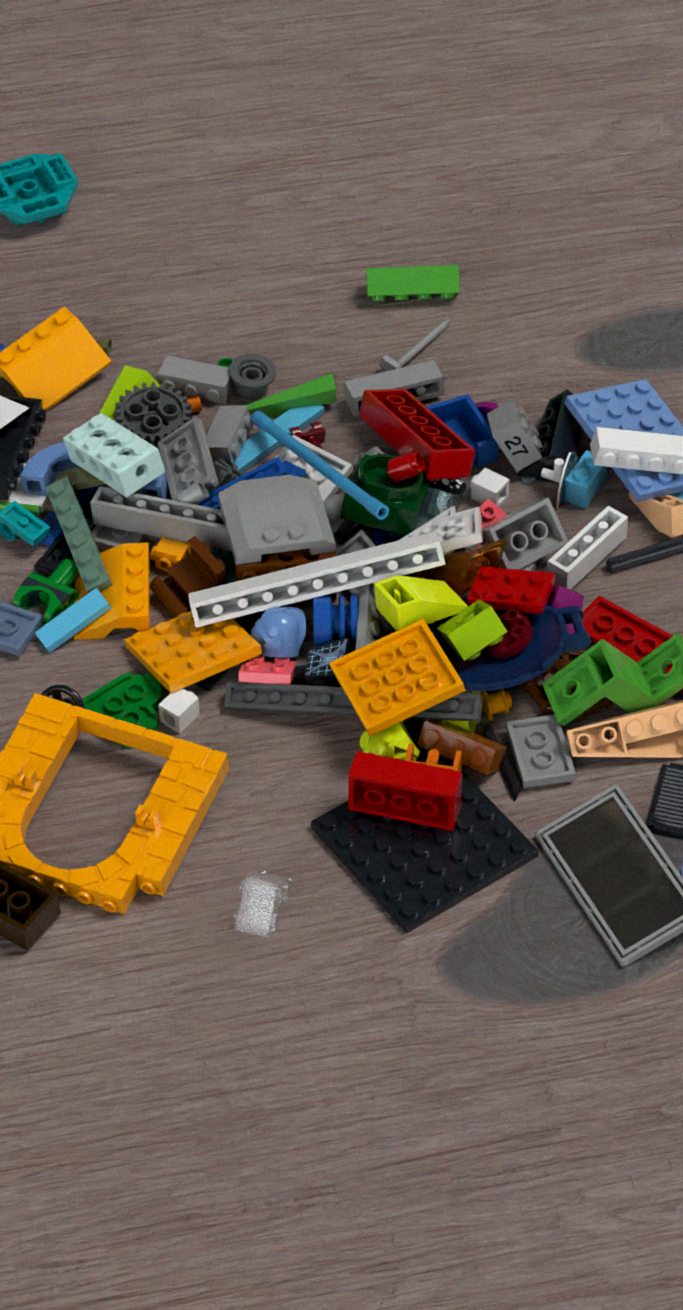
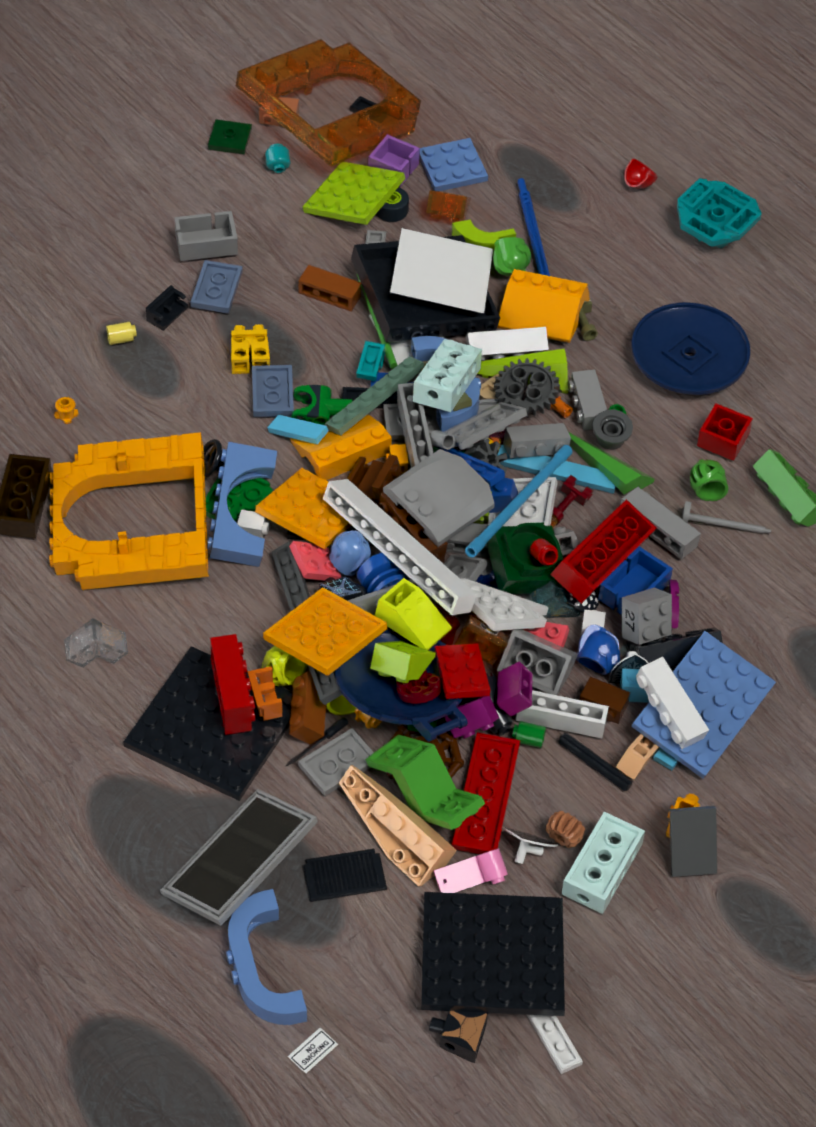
camera: 60 degrees right, 5 degrees up
(81, 404) = (509, 342): none -> brick
(99, 682) = (229, 539): none -> medium blue arch
(215, 267) = (685, 327): none -> dark blue dish
(312, 297) = (724, 431): none -> red brick
(364, 331) = (709, 480): none -> bright green helmet
(526, 486) = (598, 649): none -> blue helmet
(553, 560) = (514, 689): none -> magenta brick
(582, 511) = (608, 695): none -> reddish brown brick
(595, 584) = (529, 734): none -> green brick

